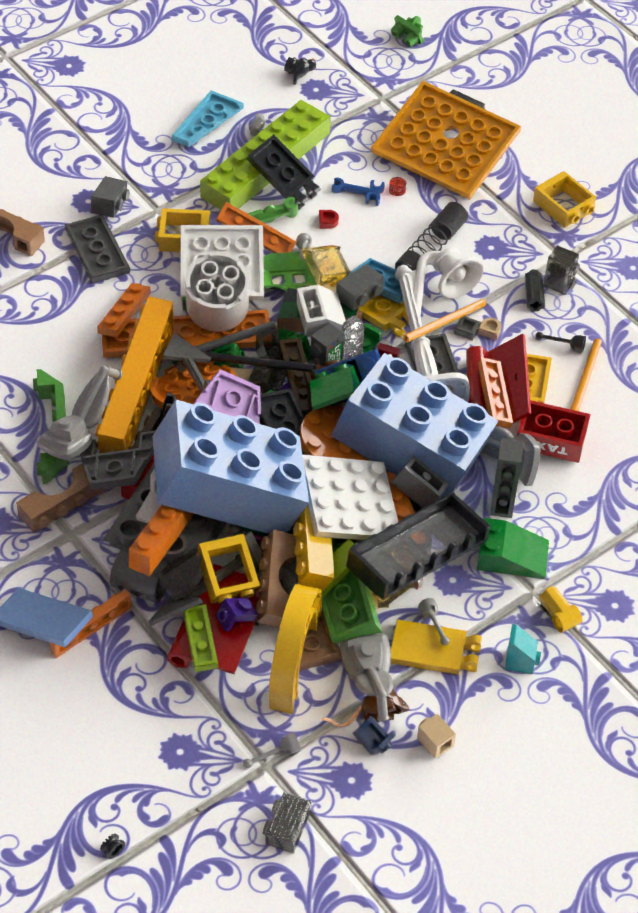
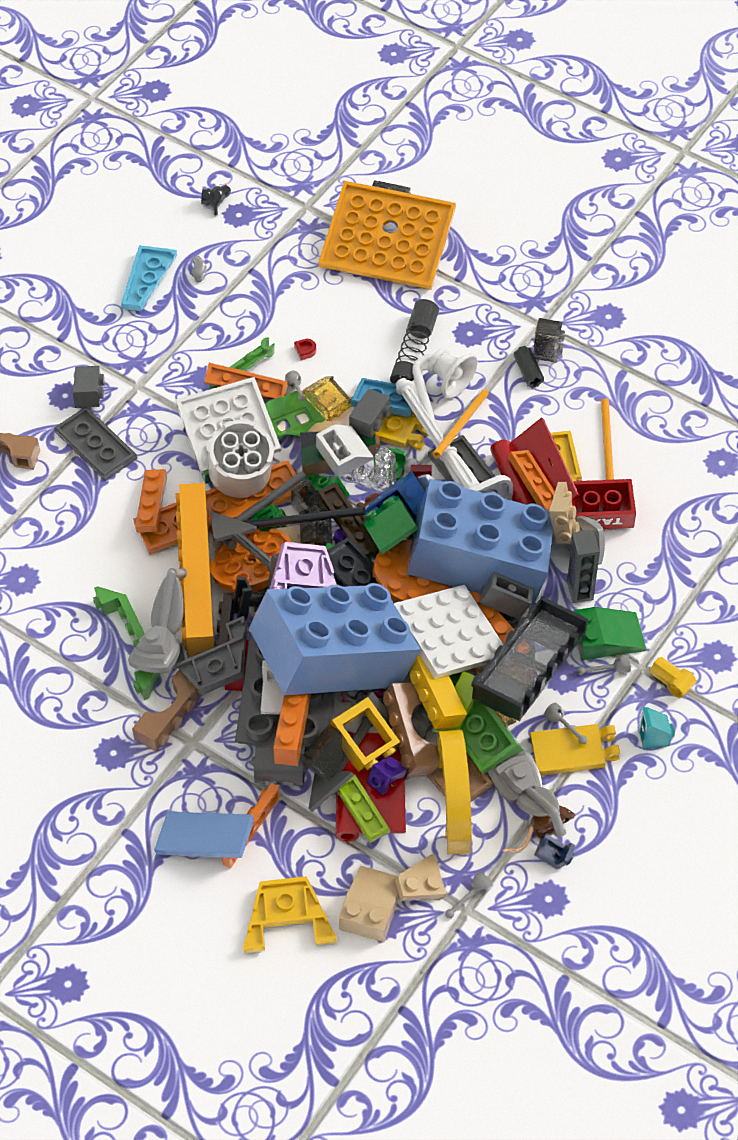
camera: 15 degrees left, 5 degrees up
(89, 704) = (286, 903): none -> yellow wing
(112, 846) = (361, 1033): black bush -> none
(174, 730) = (369, 904): none -> tan slope
(179, 217) = (167, 387): yellow window -> none
(231, 723) = (421, 881): none -> tan wing
(239, 181) = (221, 301): lime brick -> none
(283, 170) = (247, 312): black tile -> none
(287, 822) = (510, 958): clear smoke brick -> none
(326, 345) = (361, 482): dark grey brick -> none
(371, 193) = (336, 309): blue bar -> none
(397, 186) = (358, 300): clear red bush -> none
(411, 27) = (304, 124): bright green hips -> none
(436, 735) = (610, 833): tan brick -> none
(467, 327) = (480, 422): dark grey tile -> none
(490, 328) = (501, 417): tan tile -> none
(504, 421) = (563, 514): none -> tan plate
(513, 583) = (621, 664): none -> light grey hinge
(564, 182) = (523, 251): yellow window -> none
(576, 343) = (587, 409): black hinge -> none

